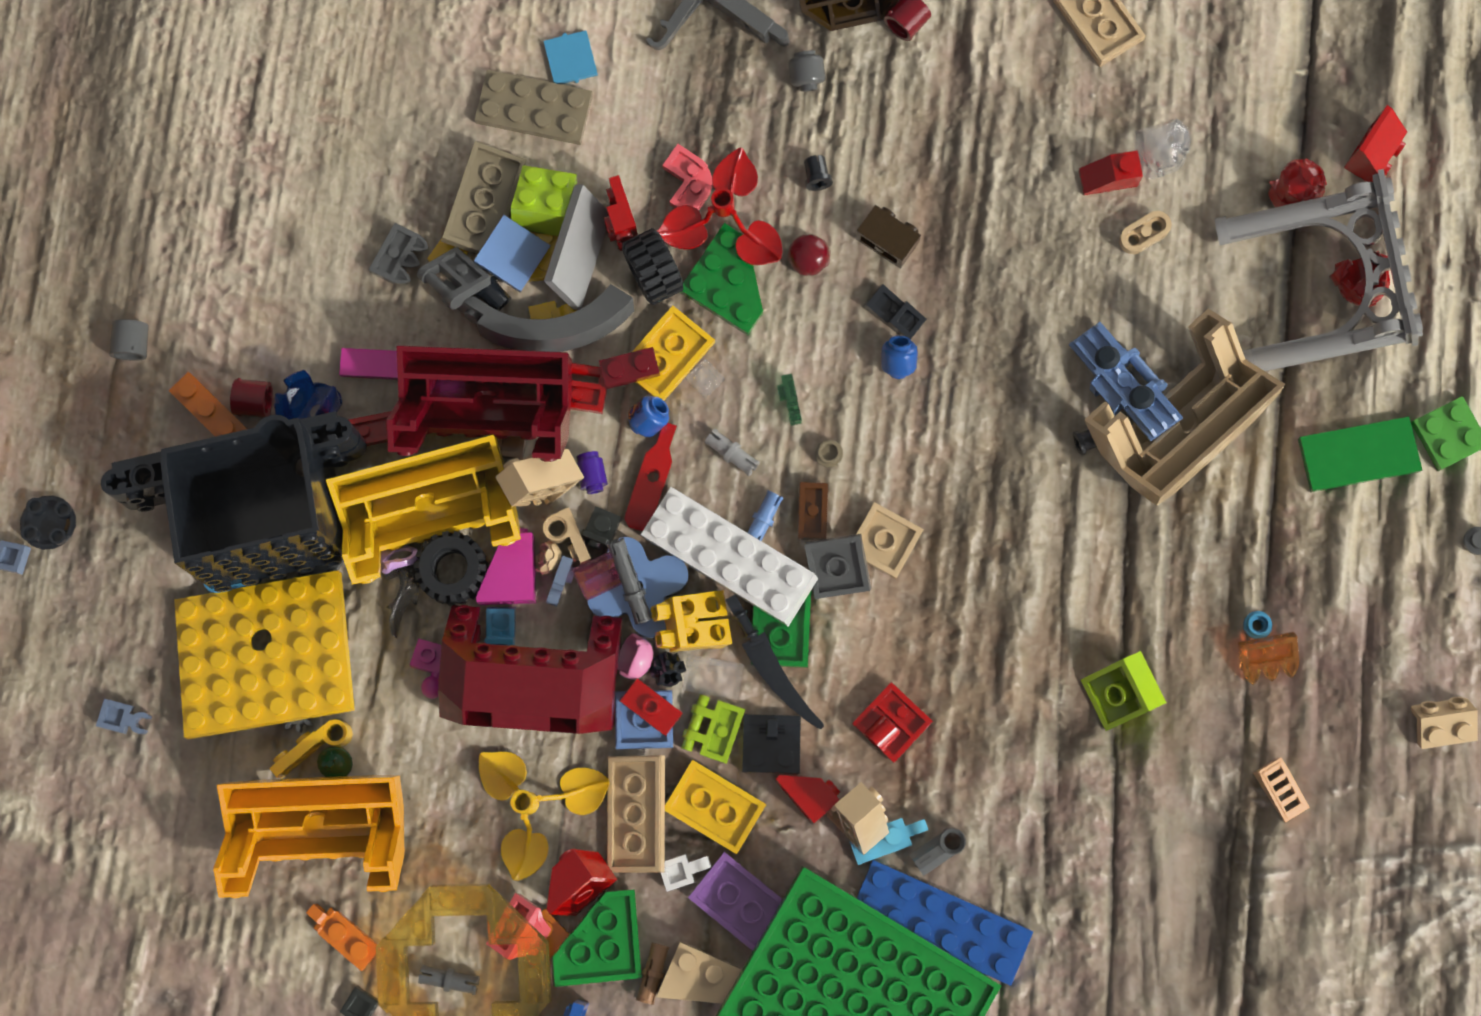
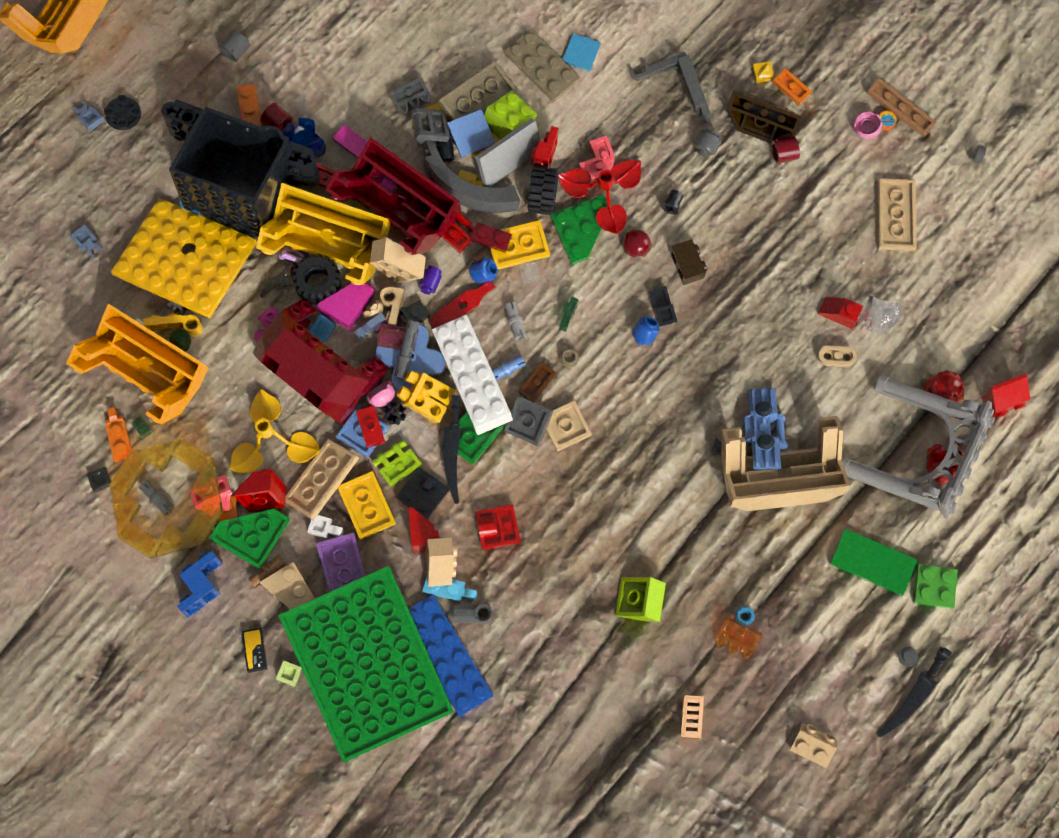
camera: 30 degrees right, 5 degrees down
(365, 905) = (141, 427): none -> clear green piece

